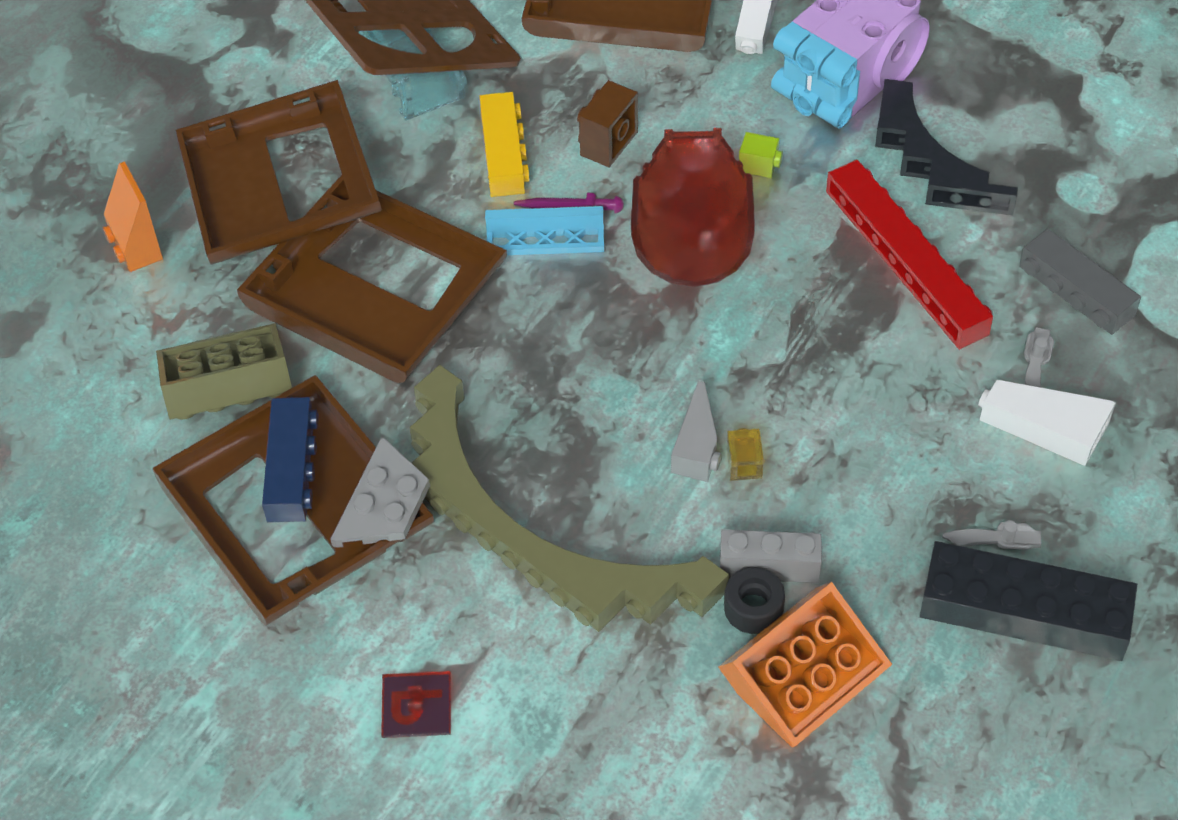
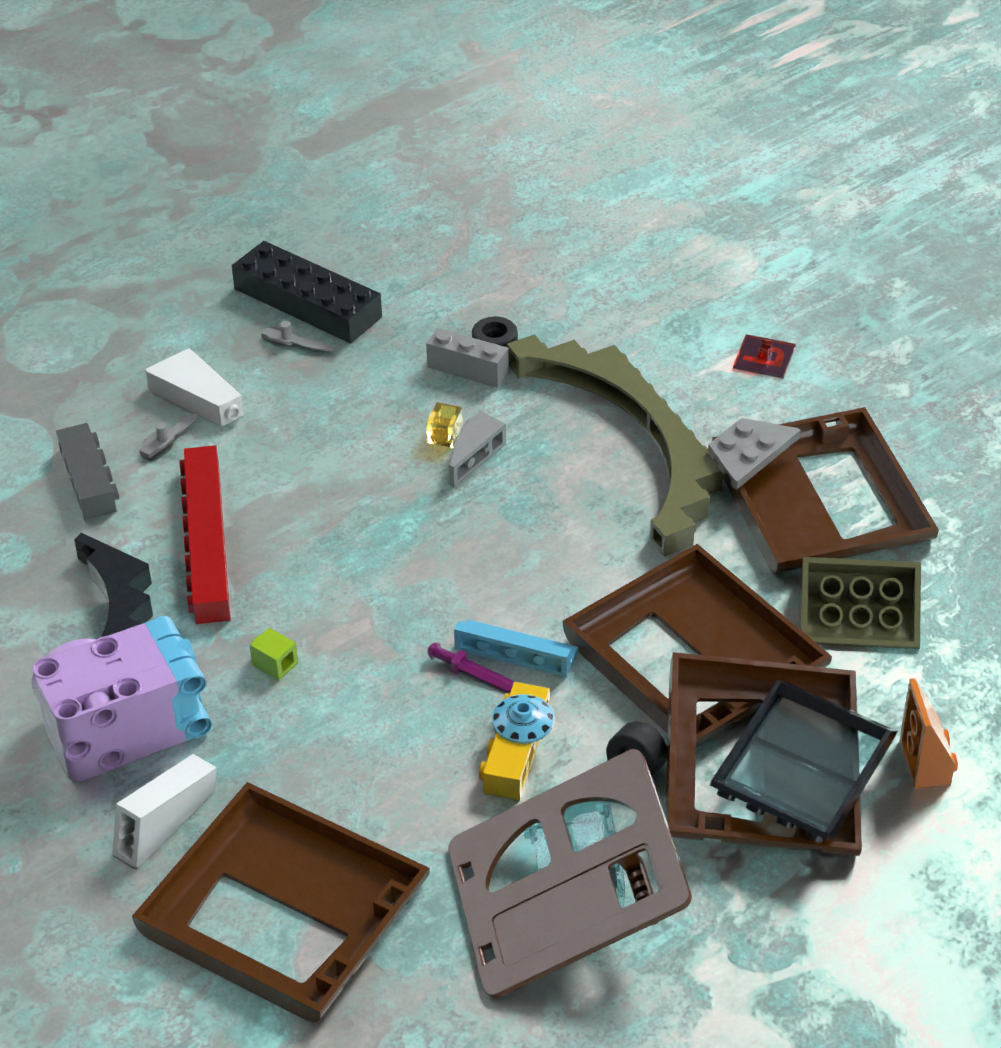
camera: 160 degrees left, 10 degrees down
(234, 158) = (803, 761): none -> clear light blue window
(289, 460) = (818, 496): dark blue brick -> none
(391, 154) = (642, 738): none -> black tyre
(499, 142) = (523, 719): none -> medium azure dish
(608, 123) = (403, 708): reddish brown brick -> none
(693, 209) = (367, 593): clear red windscreen -> none
(806, 664) = (501, 296): orange slope -> none

